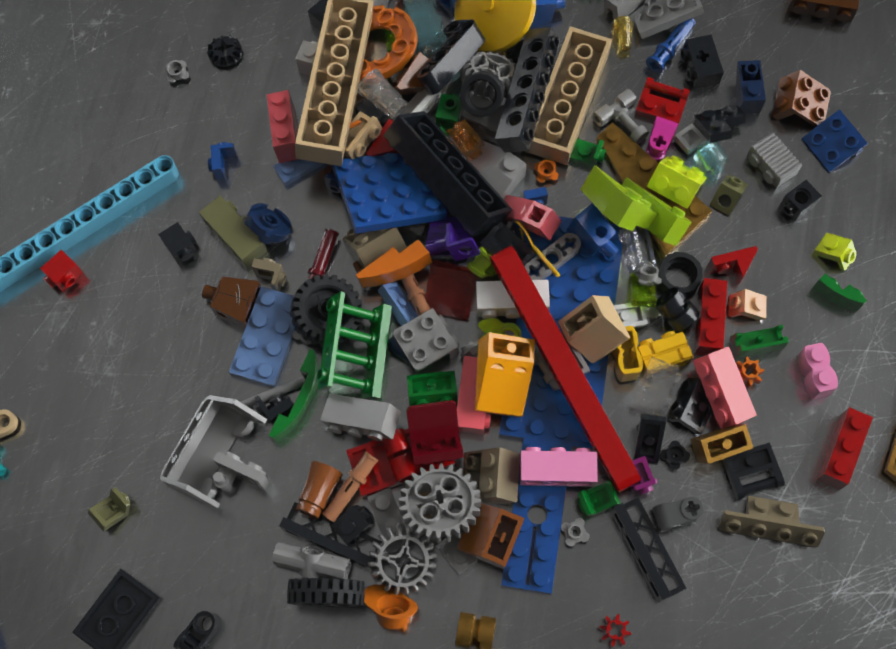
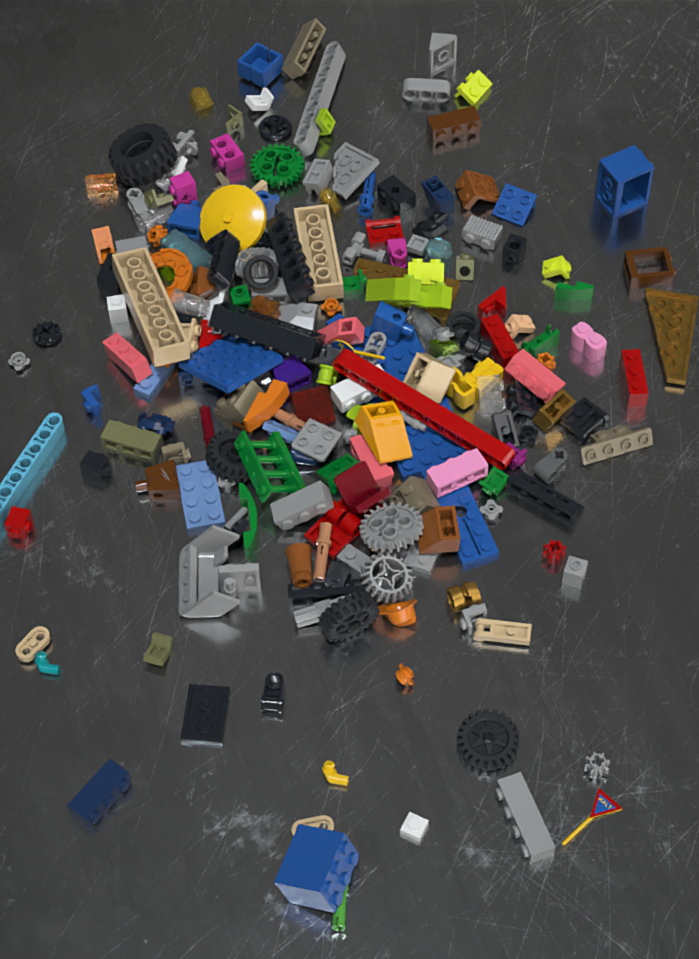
camera: 30 degrees left, 15 degrees down
(452, 243) = (300, 372): dark purple bracket -> none

